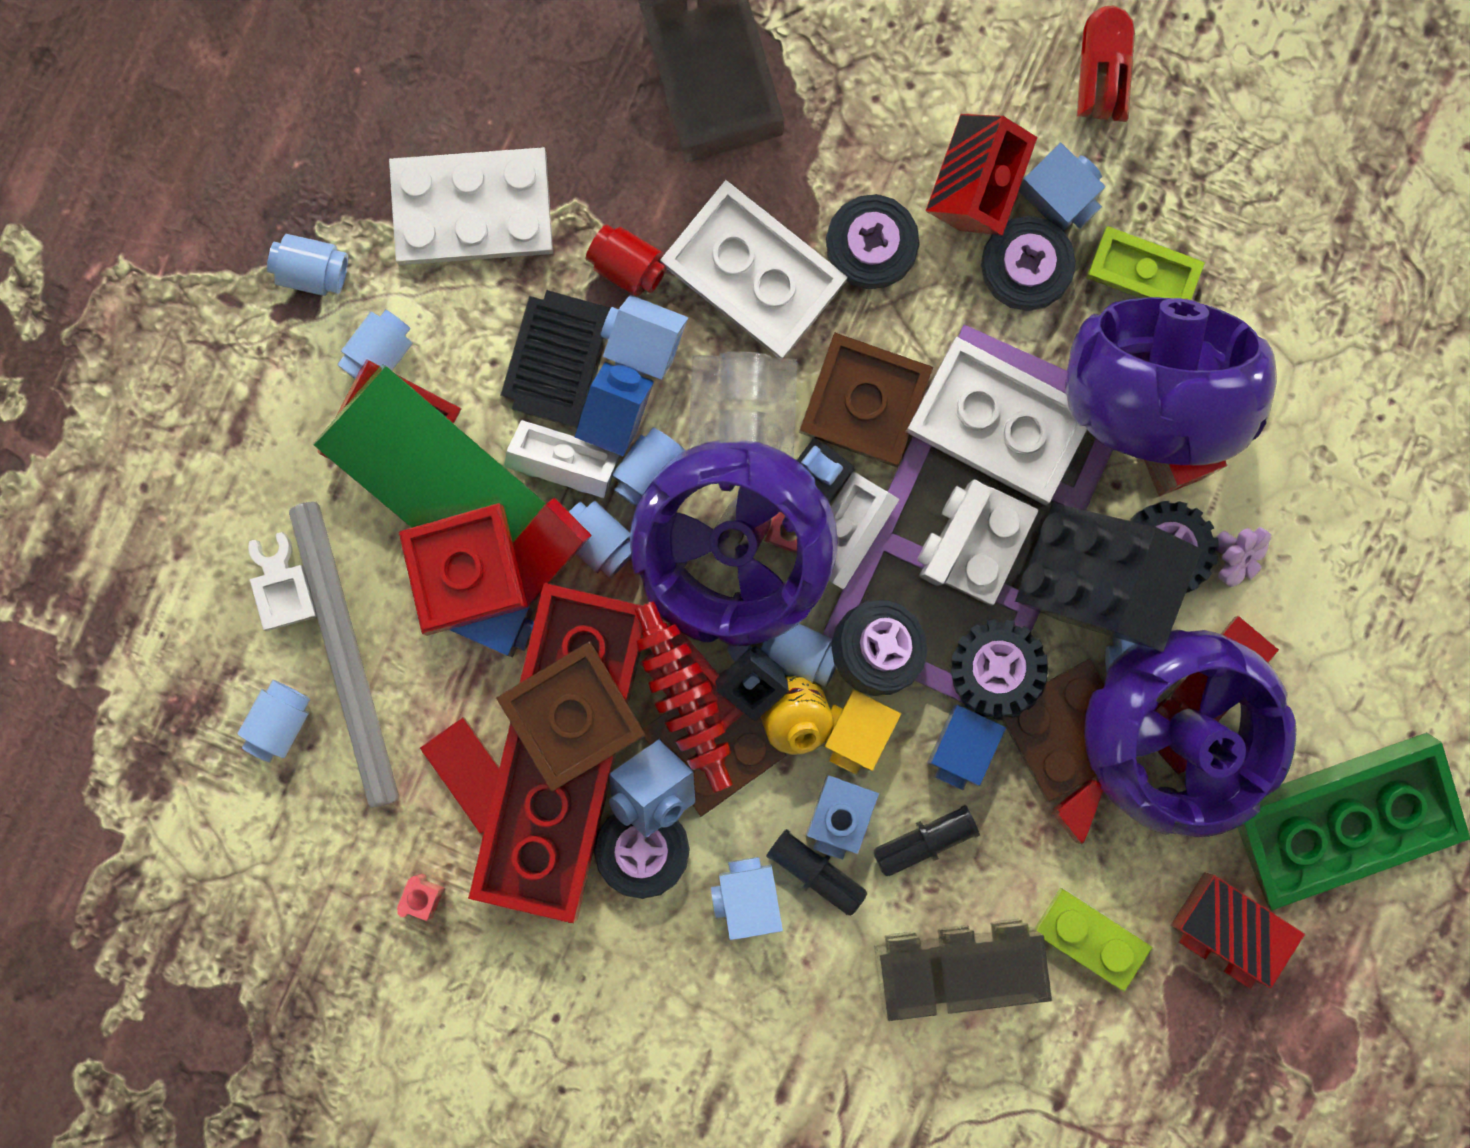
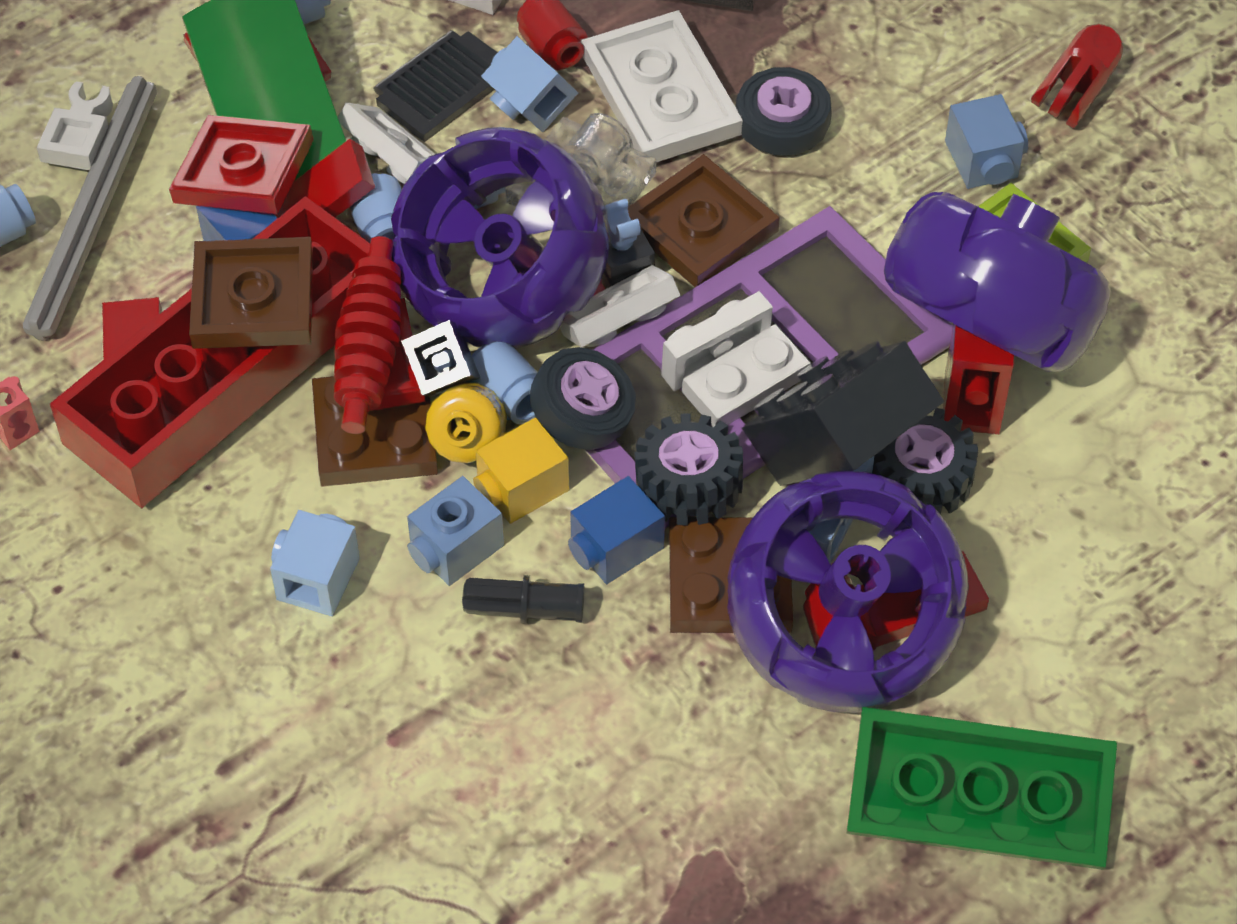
camera: 25 degrees right, 30 degrees down
(614, 408) = (462, 108): blue brick -> none
(634, 865) = (233, 456): black wheel -> none
(651, 789) = (286, 408): medium blue brick -> none
(817, 873) = (397, 571): black axle -> none
(962, 970) = (479, 705): clear smoke piece -> none
(981, 173) = (913, 92): red brick -> none
(998, 421) = (817, 279): white plate -> none
(1011, 273) = (903, 169): black wheel -> none
(1078, 810) = (697, 637): red slope -> none
(1092, 939) = (639, 773): lime plate -> none
(1236, 930) = (797, 828): brick -> none
(1242, 554) = (997, 499): lavender plant -> none

